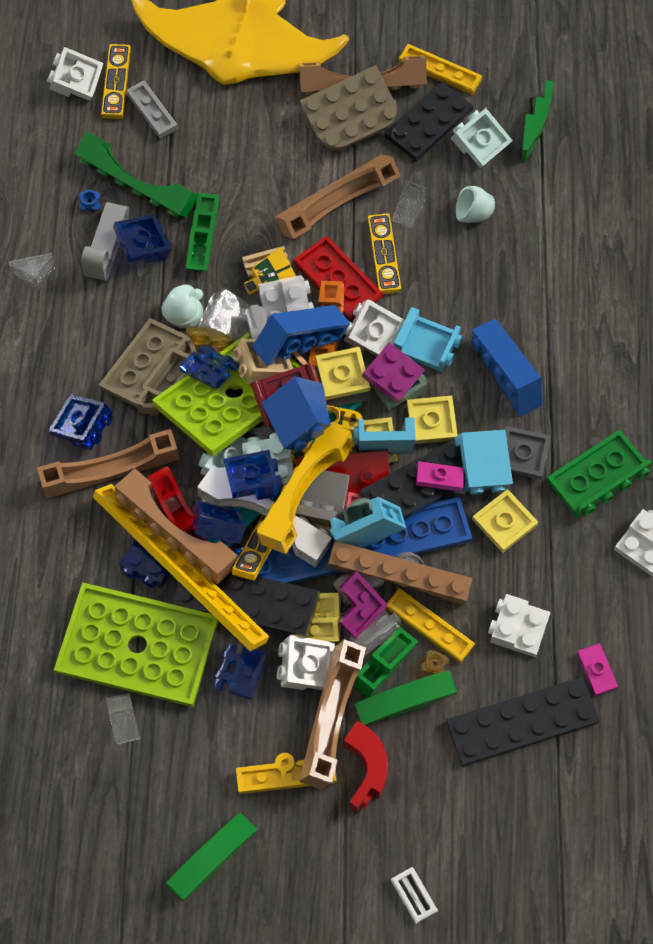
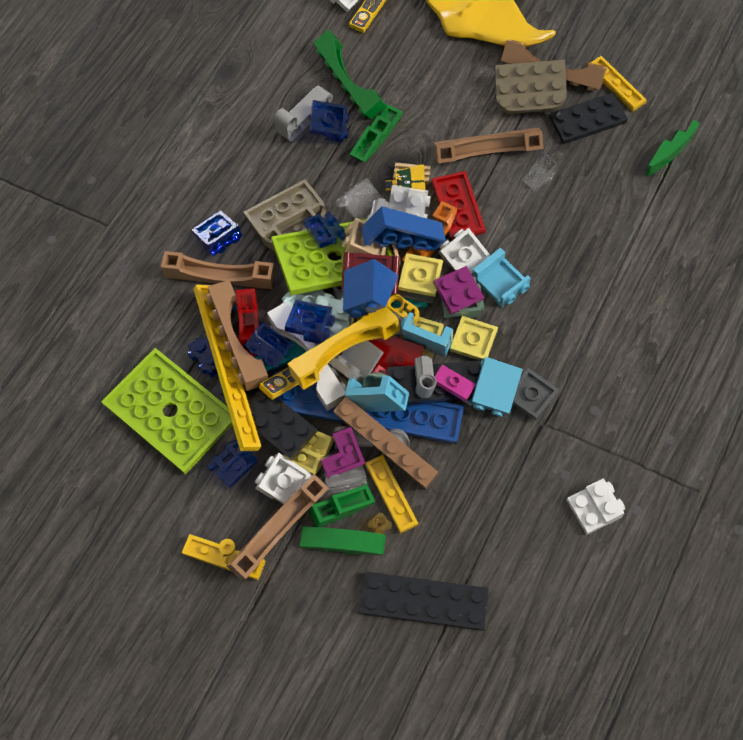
camera: 30 degrees right, 0 degrees up
(33, 269) = (243, 113): clear slope -> none
(89, 195) = (310, 77): blue plate -> none
(122, 718) = (130, 459): clear slope -> none
(152, 109) = (386, 33): light grey plate -> none
(183, 307) = (333, 180): light aqua piece -> none
(204, 336) = (343, 213): clear yellow slope -> none
(211, 857) = (135, 592): green slope -> none
(370, 750) = (293, 581): red arch -> none
(384, 253) = (503, 201): tile -> none
(408, 482) = (424, 376): none -> light grey piece
(424, 914) = (262, 715): white tile -> none
(474, 205) = (590, 192): light aqua piece -> none
(481, 137) = (621, 144): light aqua plate -> none
(505, 520) = (490, 439): light yellow plate -> none
(509, 367) = (552, 323): blue wedge -> none
(518, 625) = (459, 525): white plate -> none
(597, 669) = (503, 588): dark pink plate -> none
(599, 474) = (583, 436): green bracket -> none

